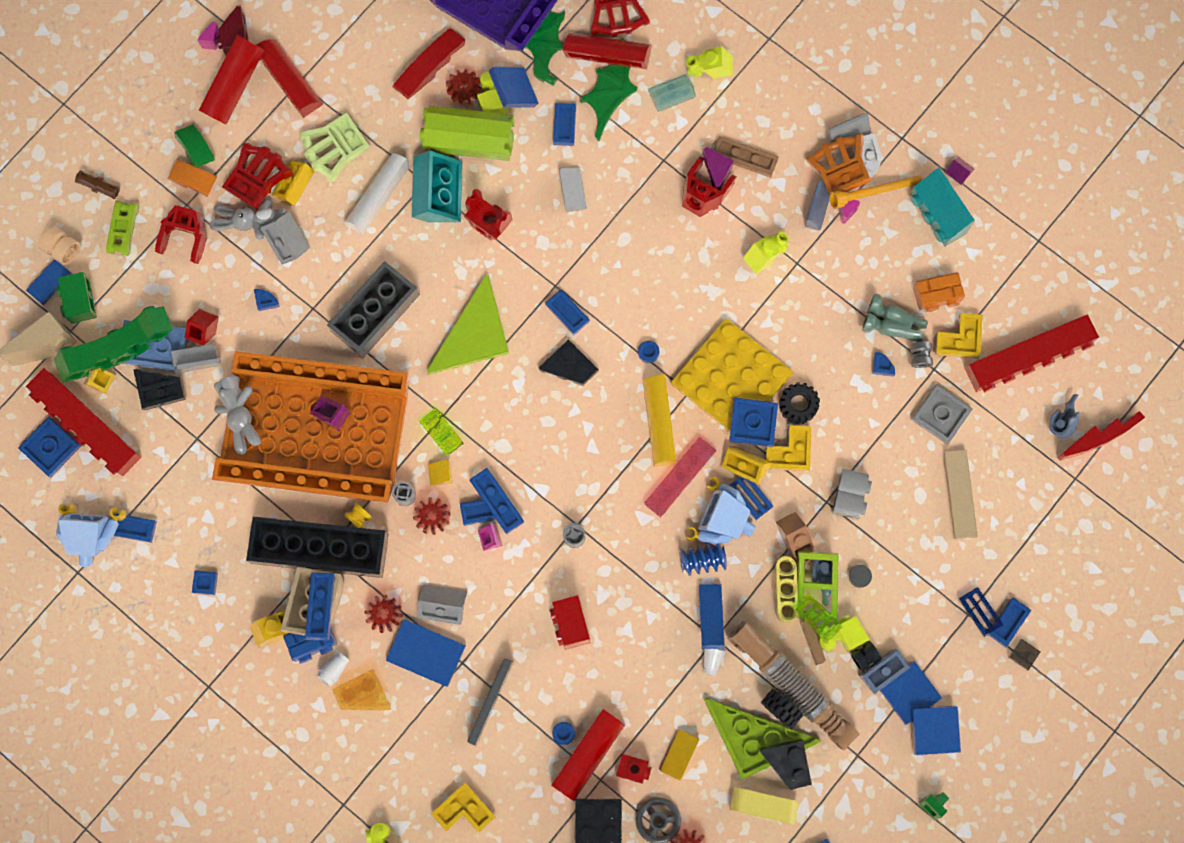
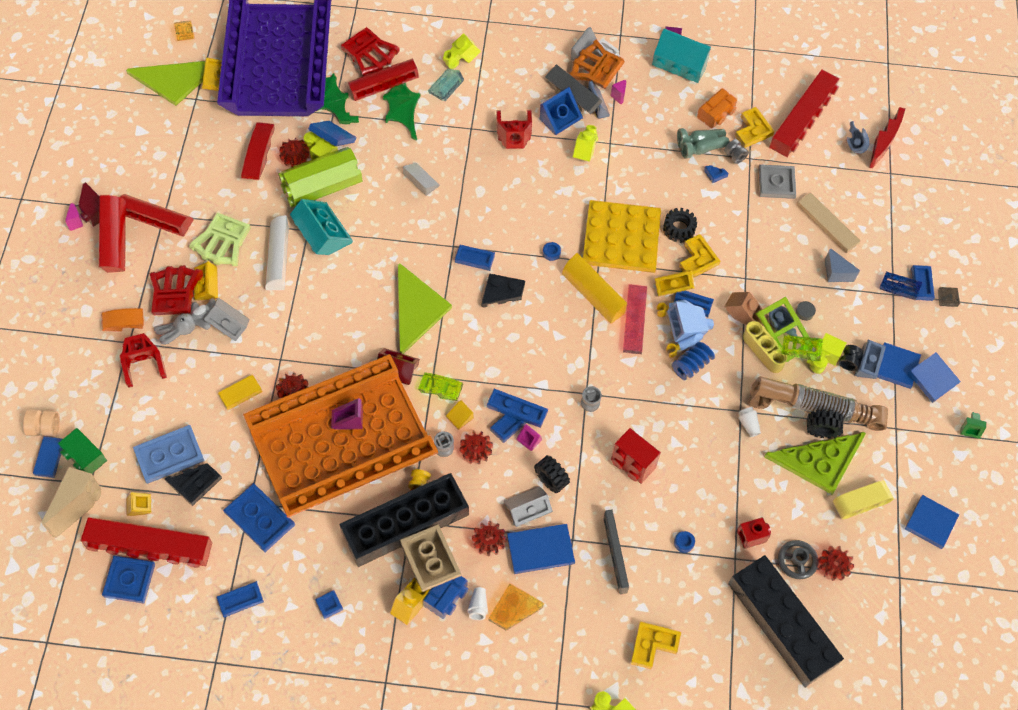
camera: 40 degrees left, 15 degrees down
(85, 533) = (205, 623): light blue torso -> none
(97, 184) = (45, 364): reddish brown pin -> none
(115, 347) = (140, 465): green brick -> none
(122, 228) = (86, 384): lime plate -> none
(194, 358) = (211, 442): light grey panel -> none
(194, 458) = (259, 517): none -> blue tile
(195, 146) = (111, 295): green slope -> none
(201, 327) = (201, 416): red brick -> none
(238, 416) = (276, 460): light grey animal -> none
(254, 321) = (240, 392): none -> yellow tile
(265, 300) = (238, 372): blue tile -> none
(310, 346) = (284, 386): none -> clear red gear
(320, 606) = (441, 554): blue tile -> none
(373, 309) = (331, 330): dark grey brick -> none
(419, 383) = (404, 363): none -> dark red panel
(479, 210) = (365, 221): red piece -> none
(480, 589) = (552, 474): none -> black tyre
(564, 124) = (385, 141): blue tile -> none
(588, 755) = (713, 544): red brick -> none
(679, 755) = (779, 503): yellow slope -> none
(711, 616) = (729, 393): blue tile -> none
(717, 166) = (511, 109): magenta slope -> none
(747, 156) = (524, 97): medium nougat tile -> none
(753, 422) = (660, 252): blue tile -> none
(766, 198) = (560, 111): none -> blue slope
(789, 762) = (857, 459): black wing -> none
(797, 179) = (582, 95): none -> dark grey tile
(813, 643) = (809, 370): medium nougat tile -> none
(839, 199) = (612, 82): light orange piece -> none
(851, 494) = (759, 262): light grey brick -> none
(928, 553) = (839, 269): none -> sand blue slope

